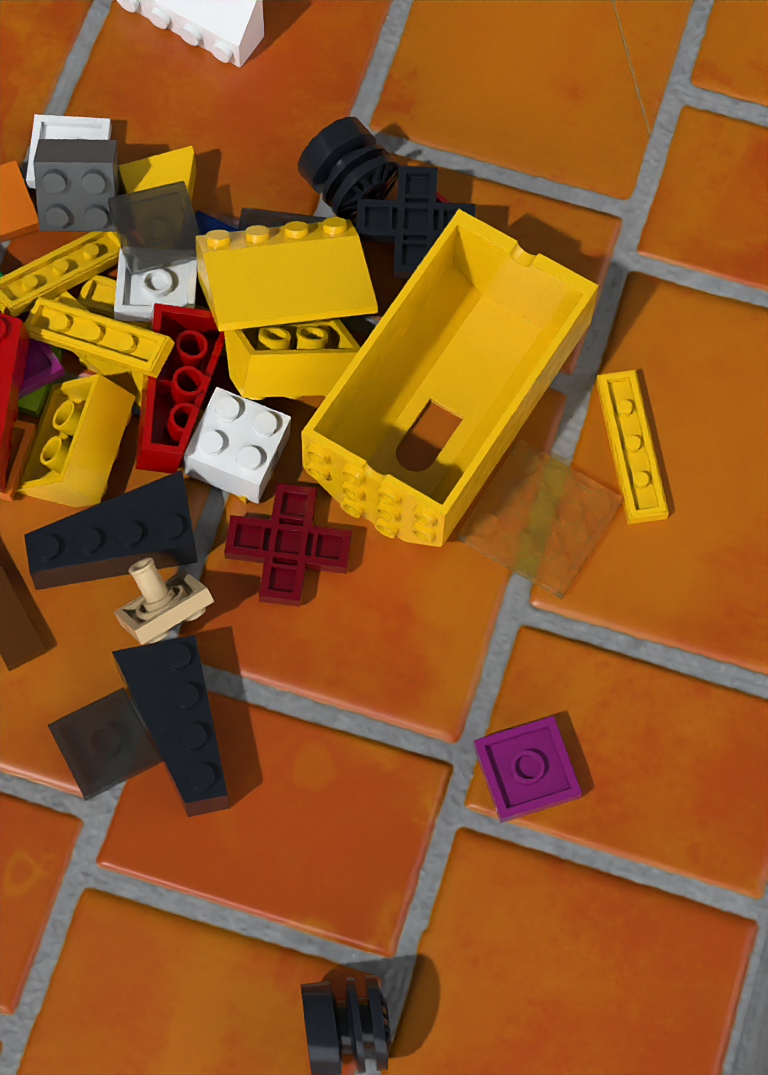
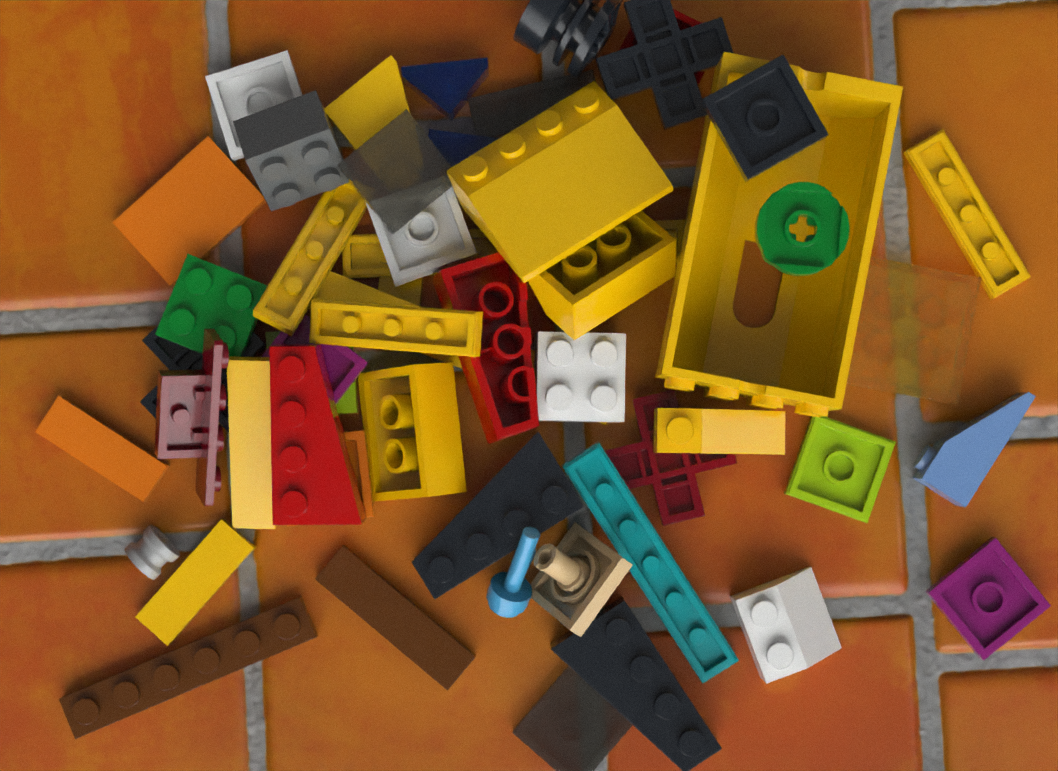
camera: 20 degrees left, 20 degrees up
(98, 602) = (510, 591): none -> dark azure piece
(231, 187) = (447, 83): none -> clear blue slope
(234, 625) = (651, 562): none -> teal tile
(334, 721) = (786, 624): none -> white slope
(336, 527) = (719, 431): none -> yellow slope
(437, 611) = (840, 467): none -> lime tile
(469, 379) = (821, 211): none -> green plate
(470, 262) = (764, 118): none -> black plate
(557, 633) = (965, 456): none -> medium blue slope

